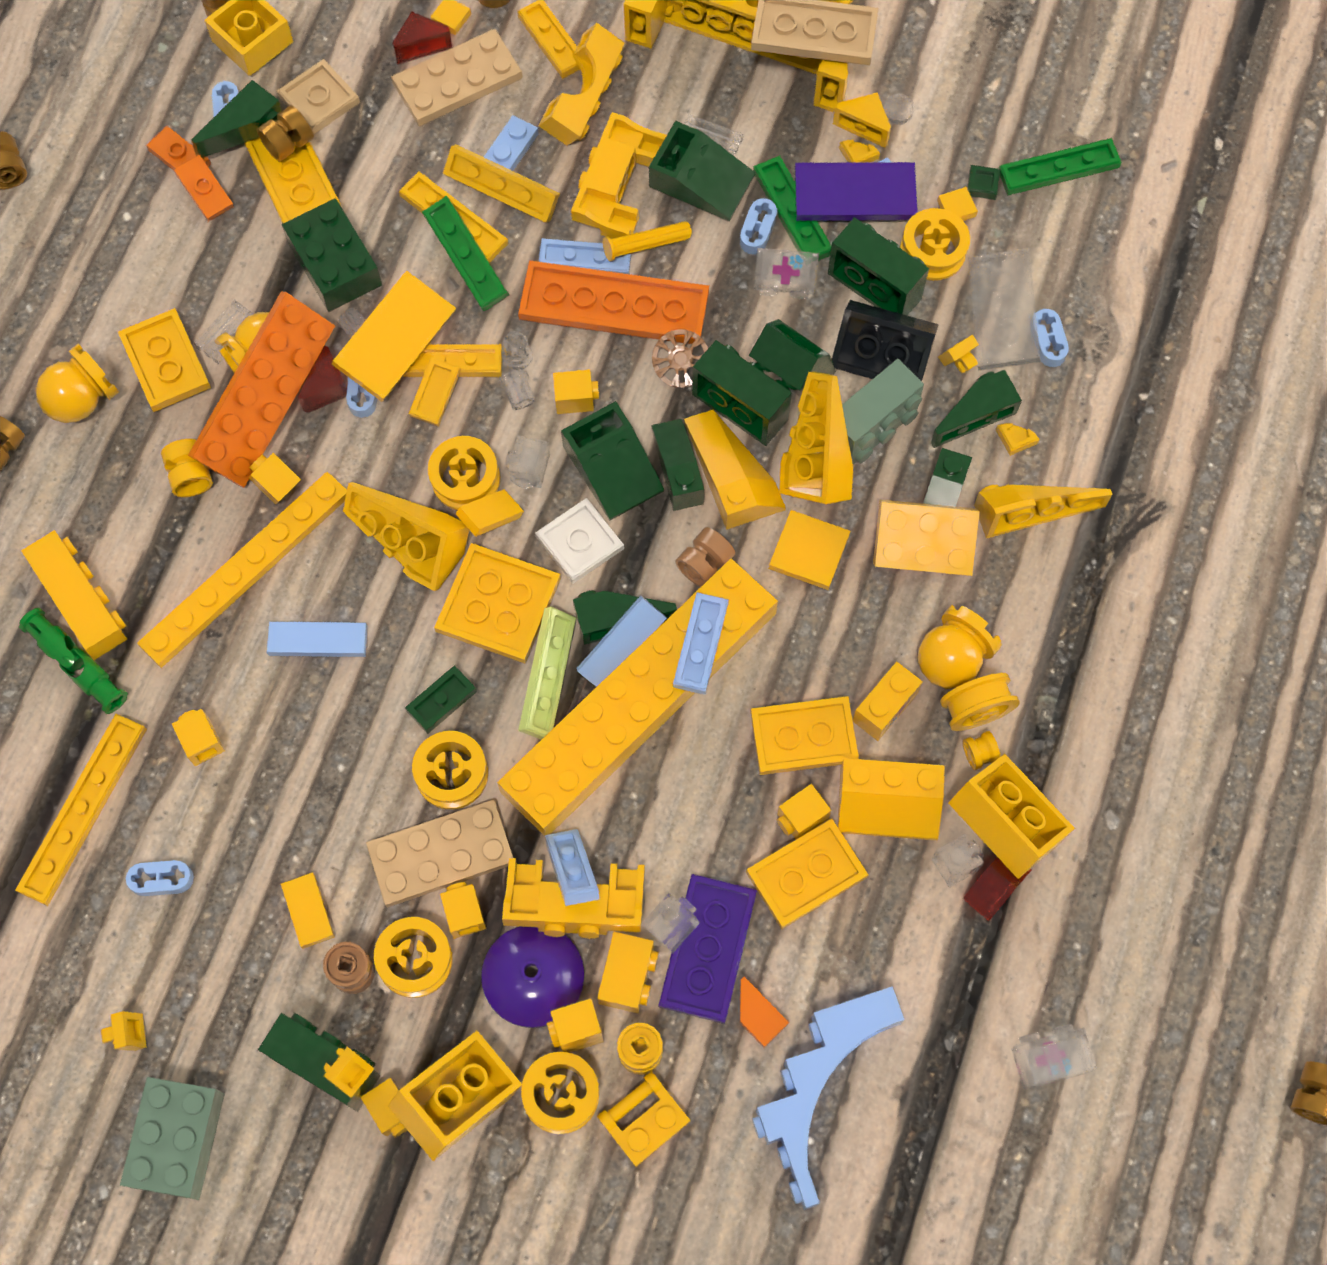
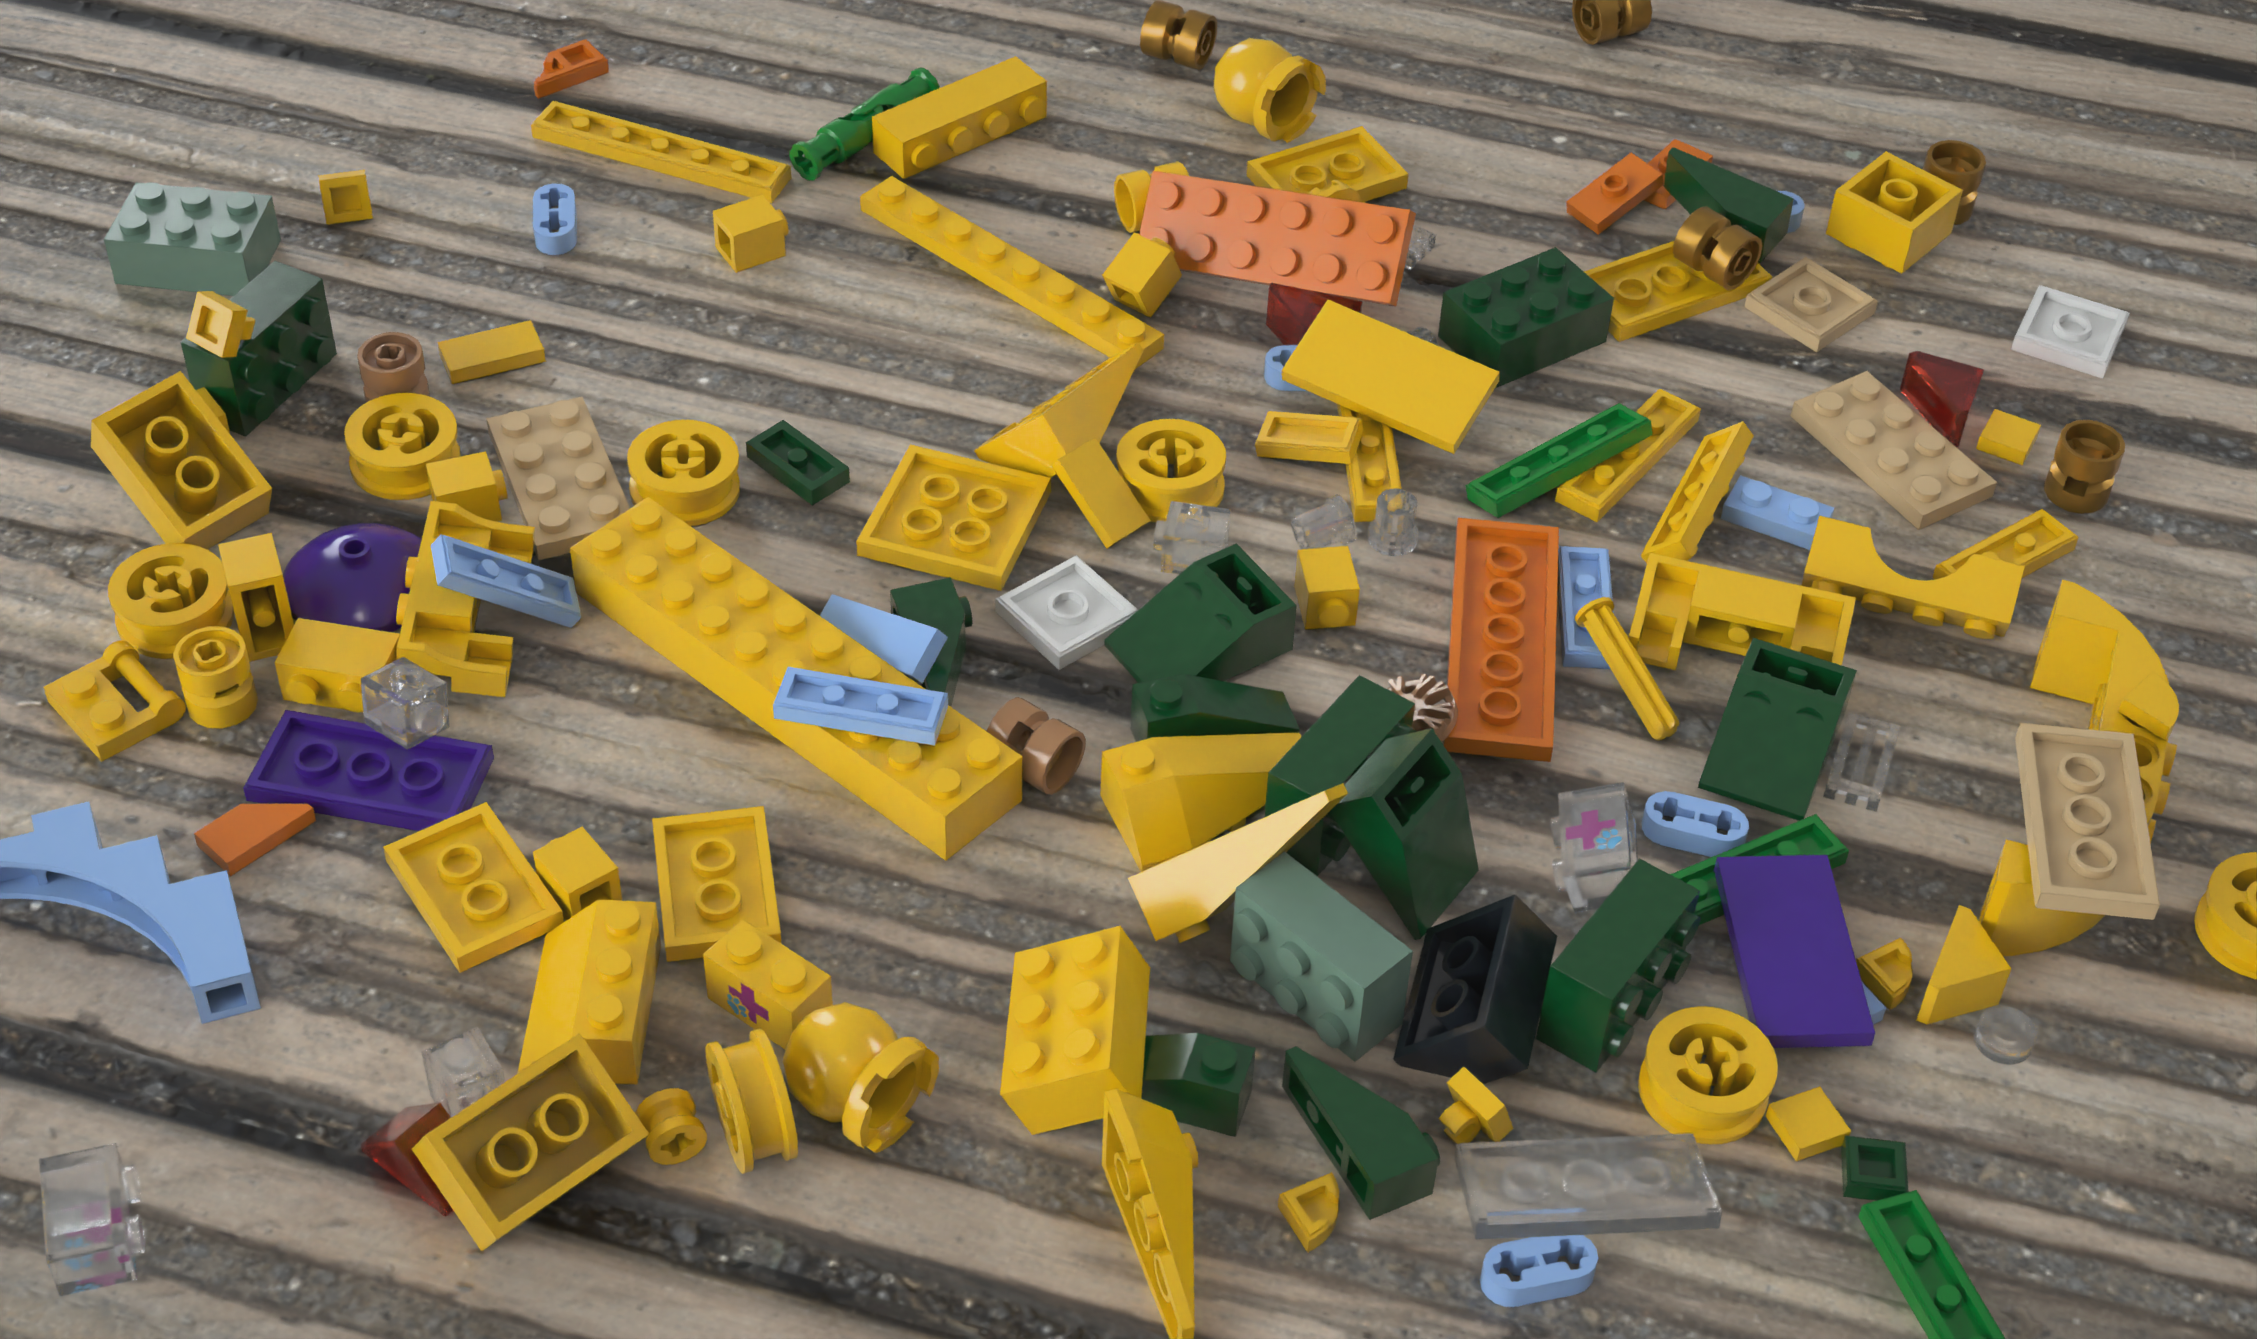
camera: 85 degrees right, 25 degrees down
(317, 639) = (898, 343): light blue tile -> none
(547, 673) = (834, 569): yellowish green tile -> none
(809, 549) = (1060, 893): yellow tile -> none

